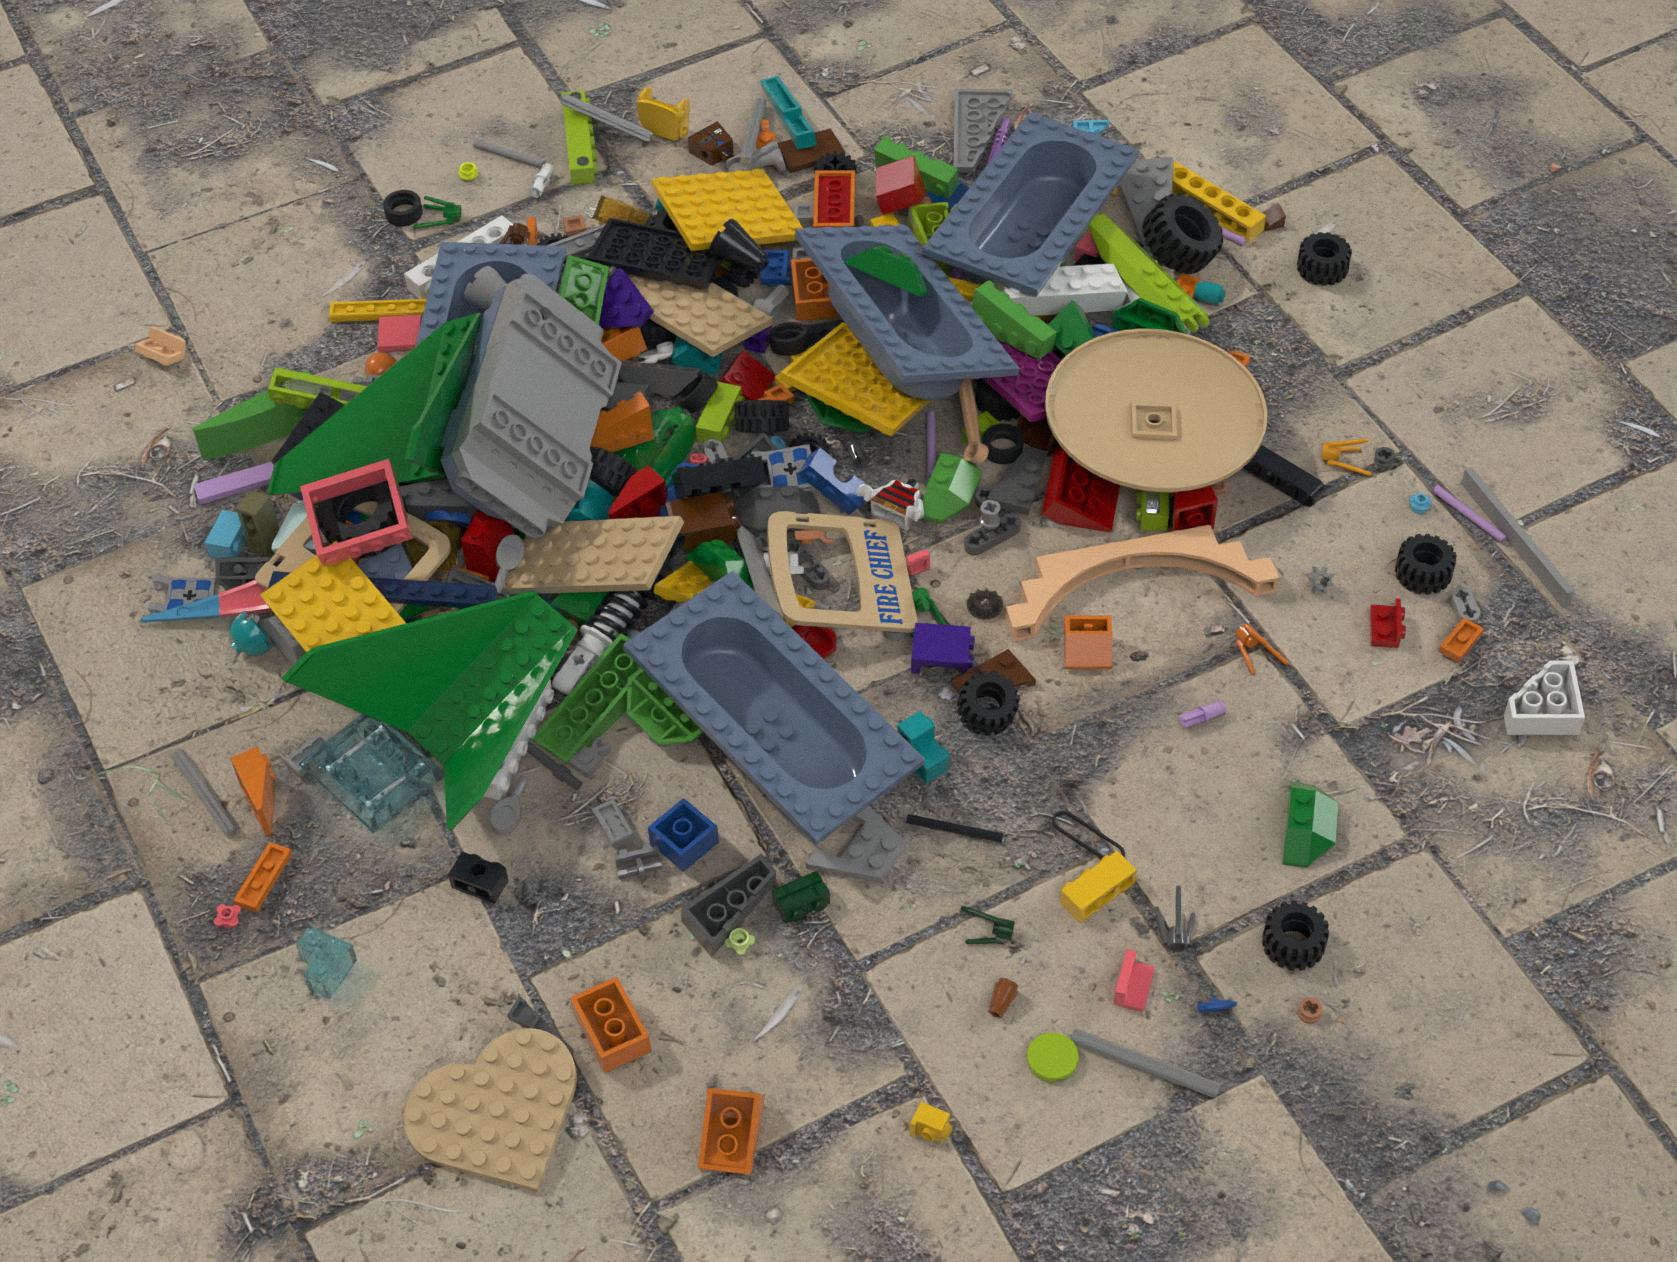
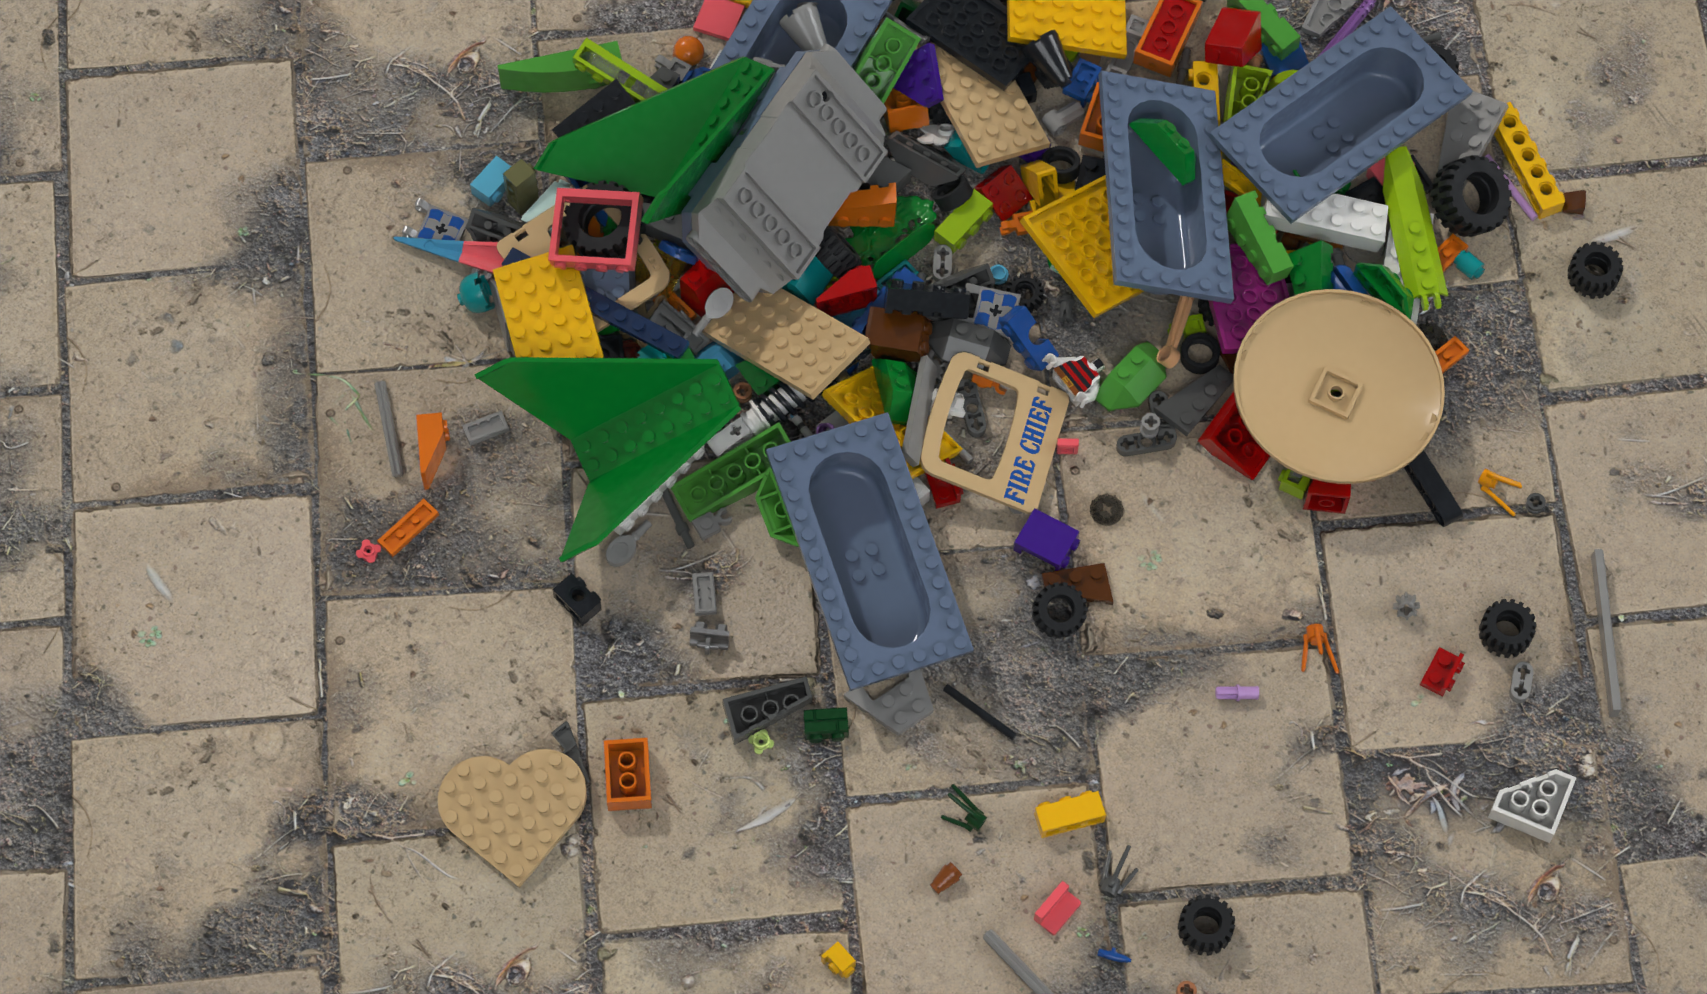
camera: 20 degrees right, 15 degrees up
(234, 483) = (520, 126): lavender tile -> none
(328, 961) = (434, 625): clear light blue brick -> none
(372, 773) = (528, 467): clear light blue piece -> none
(683, 834) = (754, 629): blue brick -> none
(697, 458) = (923, 264): coral plate -> none
(730, 1130) = (684, 900): orange slope -> none
(762, 416) = (996, 244): black tyre -> none
(778, 351) = (1040, 181): none -> yellow slope
(920, 733) = (983, 629): teal brick -> none
(923, 603) = (1052, 487): green plant -> none
(931, 443) = (1137, 326): lavender bar -> none
(1052, 1057) = (961, 944): lime tile -> none
(1088, 641) = (1173, 586): orange slope -> none
(1089, 827) = (1093, 759): black piece -> none
(1092, 126) = (1455, 28): medium azure tile -> none
(1187, 548) = (1306, 526): light nougat arch -> none
(1309, 824) = (1273, 829): green wedge -> none
(1420, 503) = (1540, 568): medium azure plate -> none
(1461, 640) = (1498, 713): orange plate -> none
(1471, 515) = (1579, 591): lavender bar -> none

